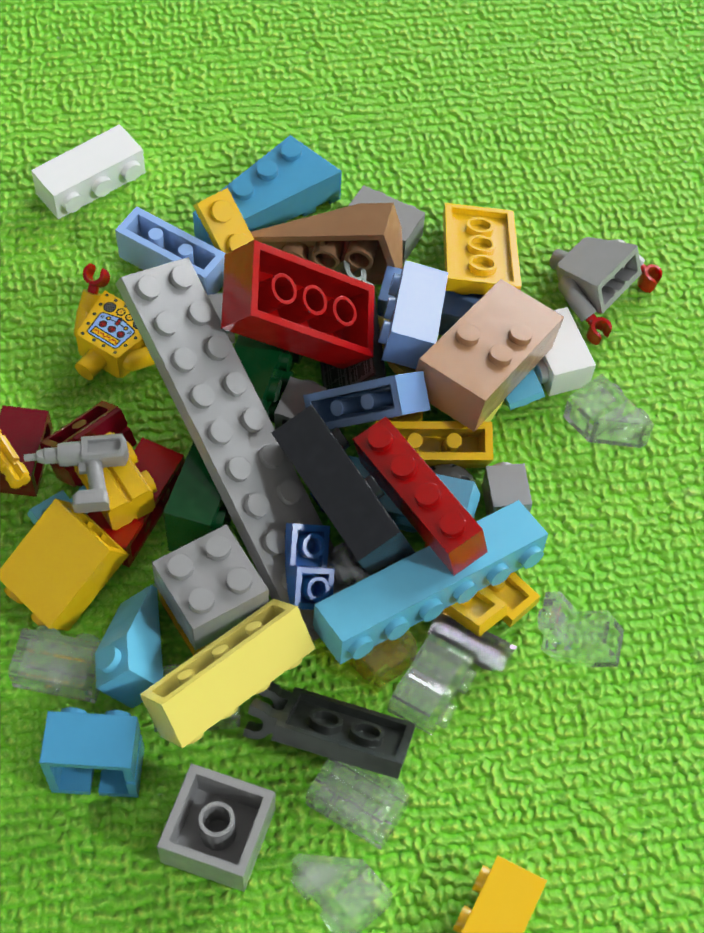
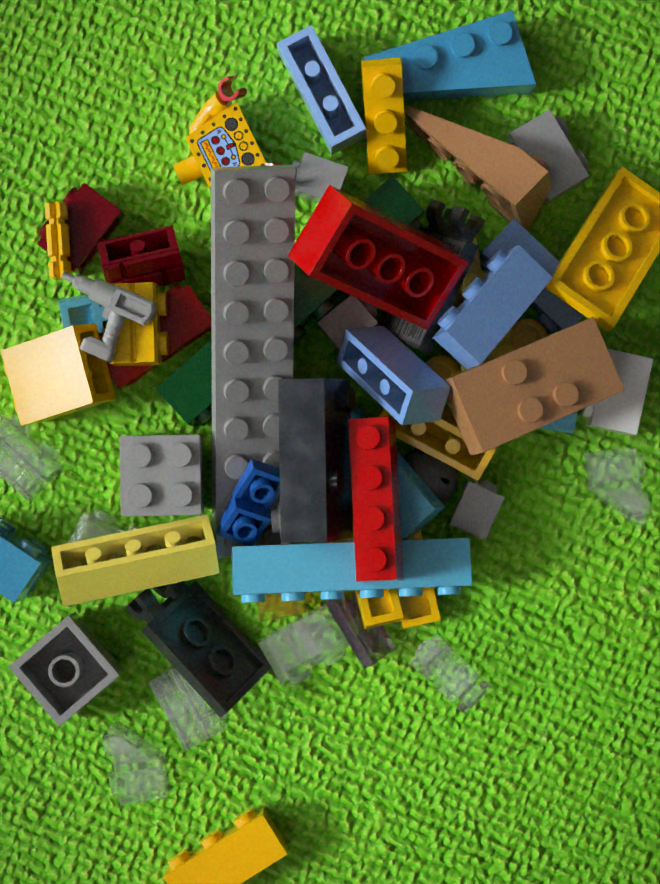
camera: 30 degrees right, 30 degrees up
(131, 649) = (76, 482): medium azure slope -> none

